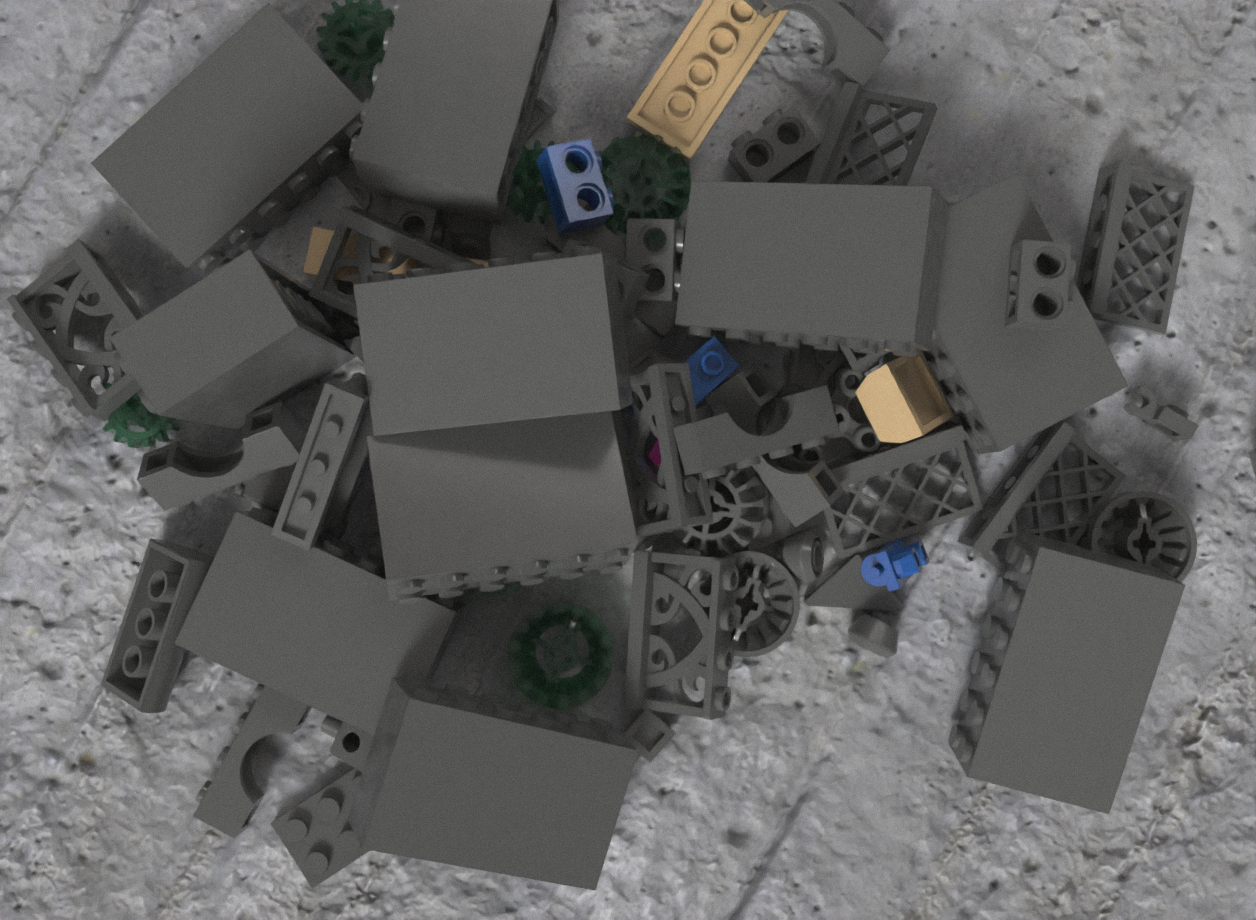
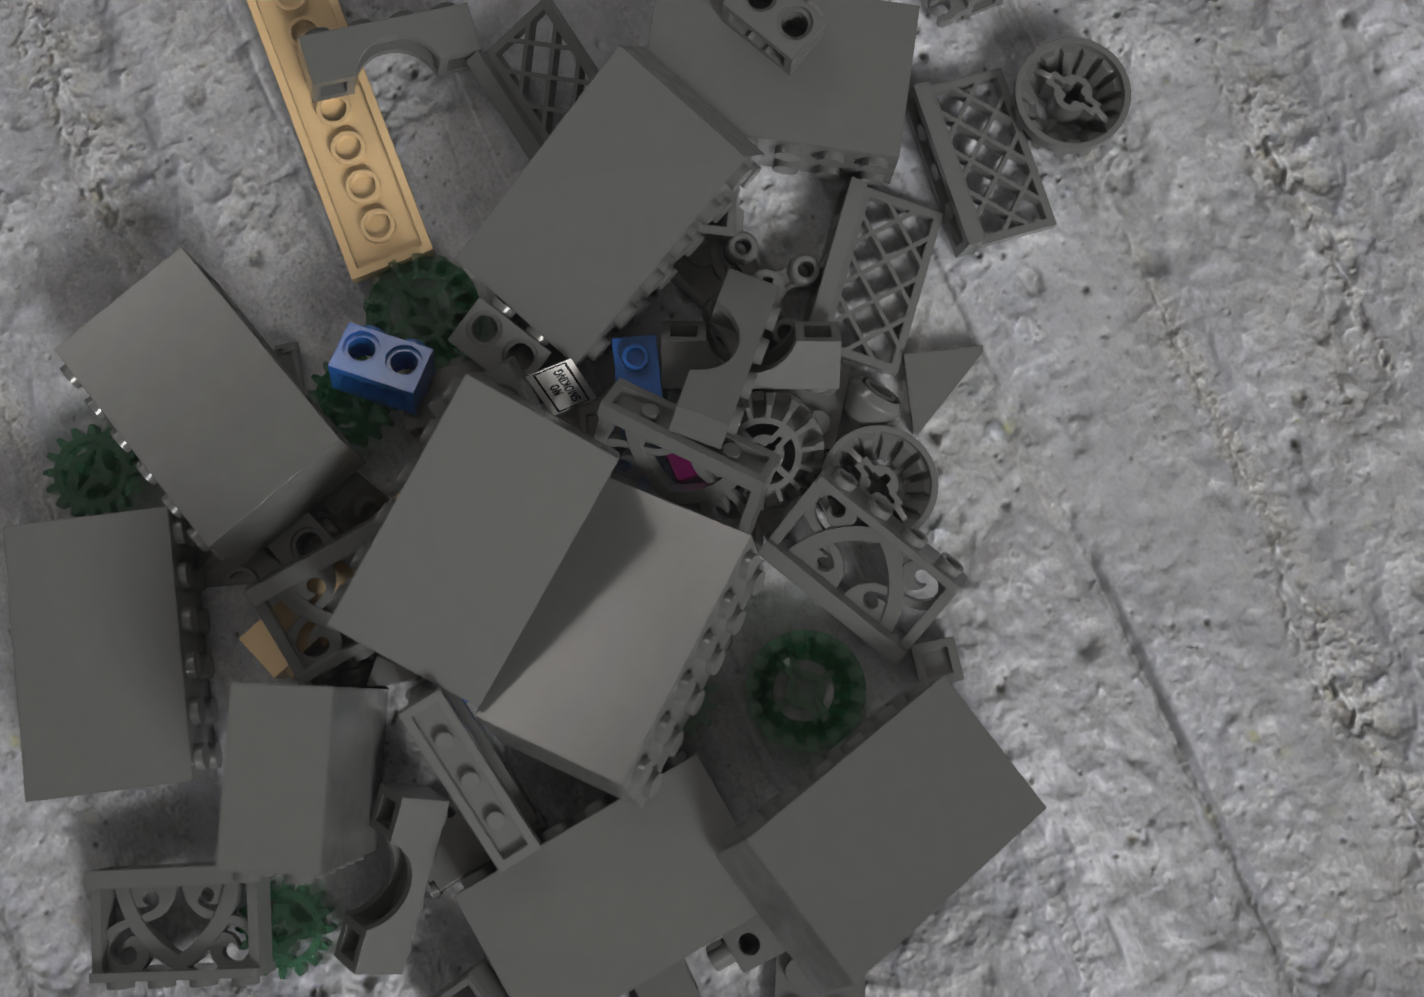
camera: 55 degrees left, 5 degrees down
(653, 324) = (561, 386): none -> white sticker
(778, 156) = (489, 169): dark grey brick -> none
(875, 634) = (988, 388): dark grey cone -> none
(894, 564) = (936, 326): blue hips -> none
(903, 400) = (791, 213): tan brick -> none
(1064, 671) = (1137, 242): dark grey brick -> none

